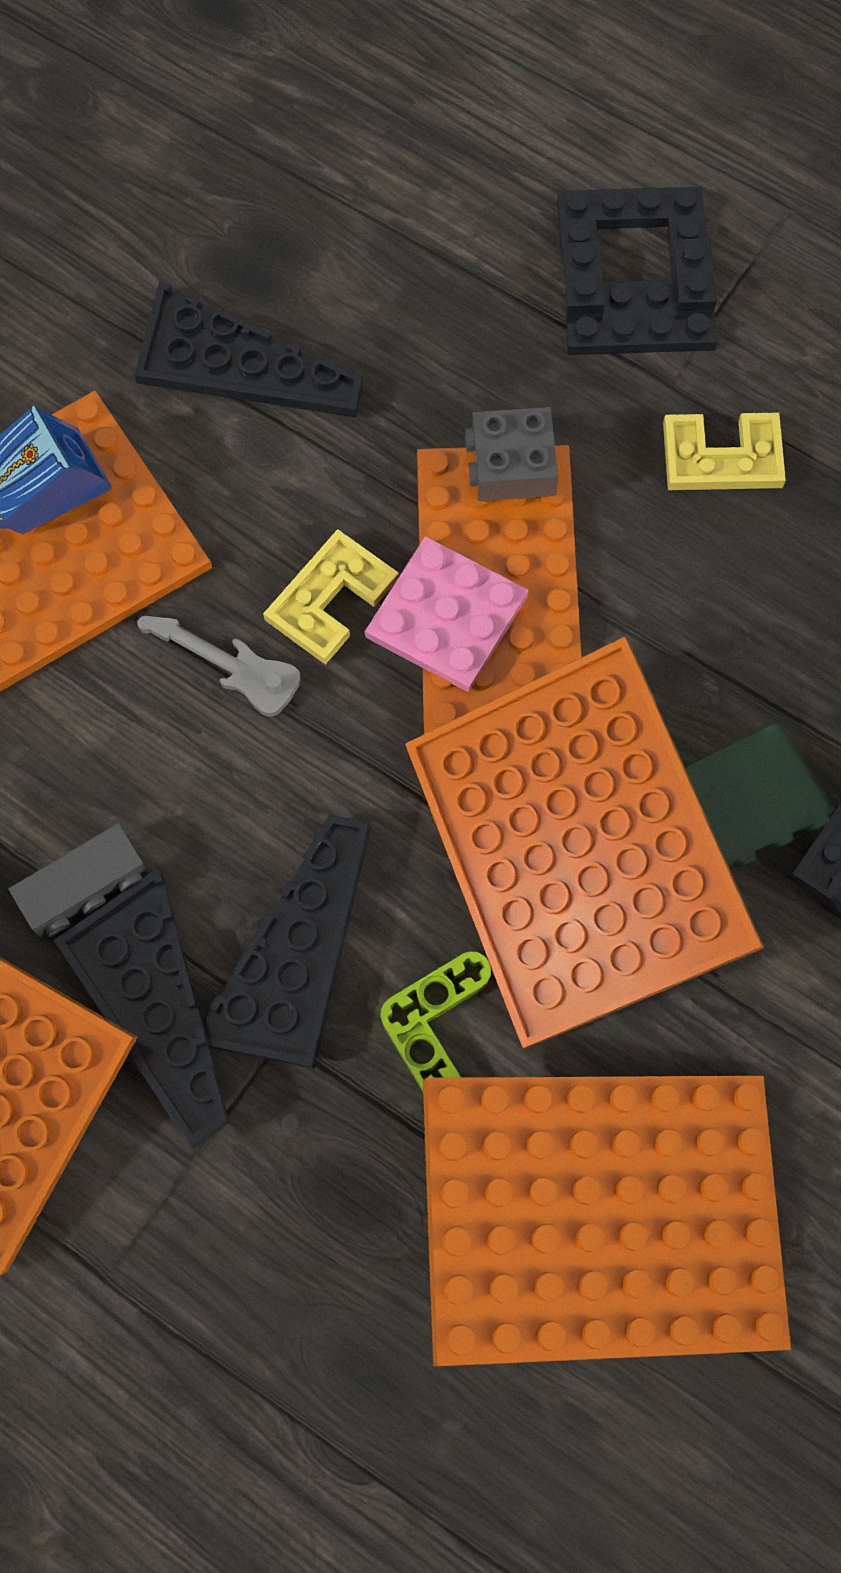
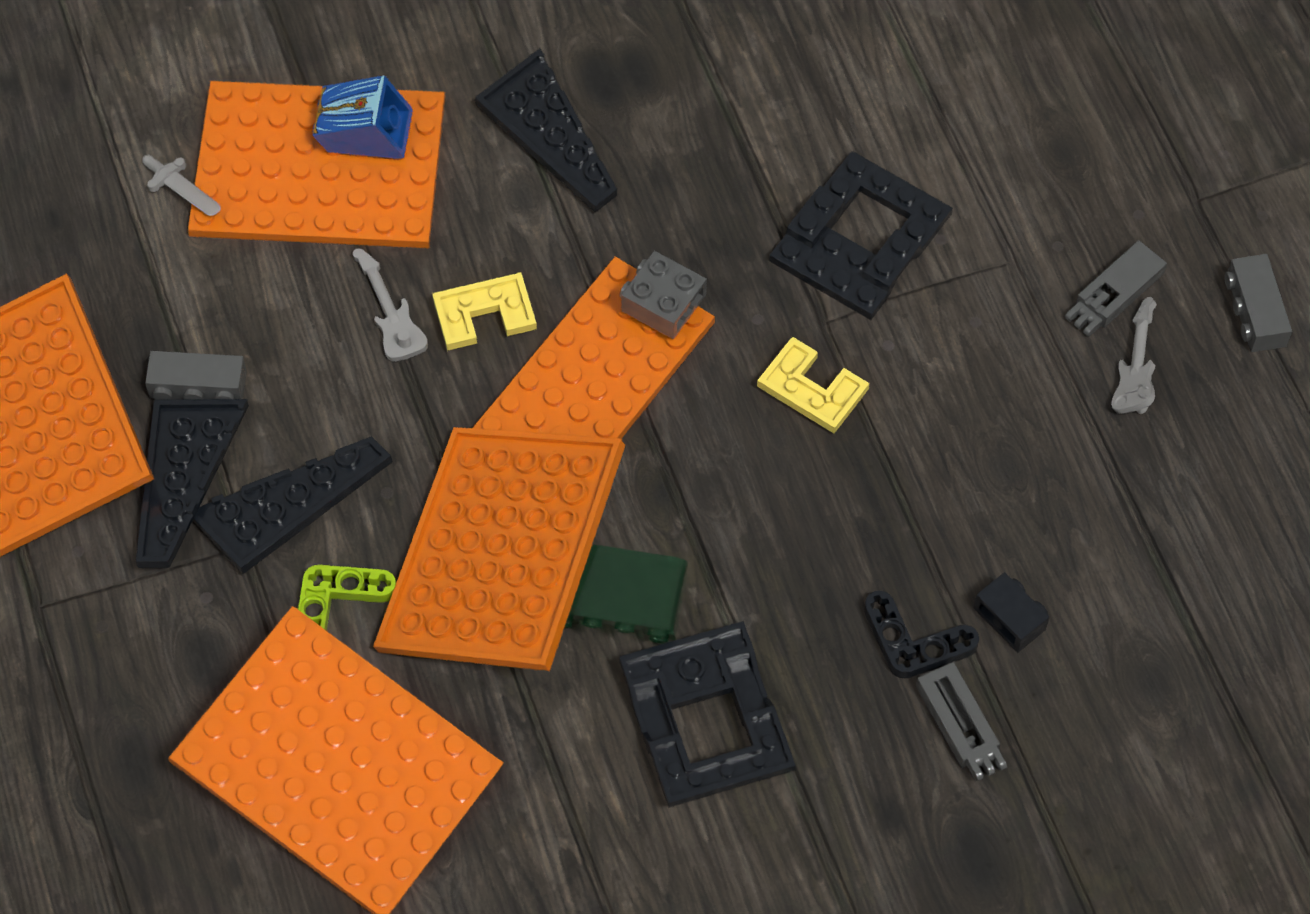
camera: 35 degrees right, 10 degrees down
(446, 614) = (543, 366): bright pink plate -> none

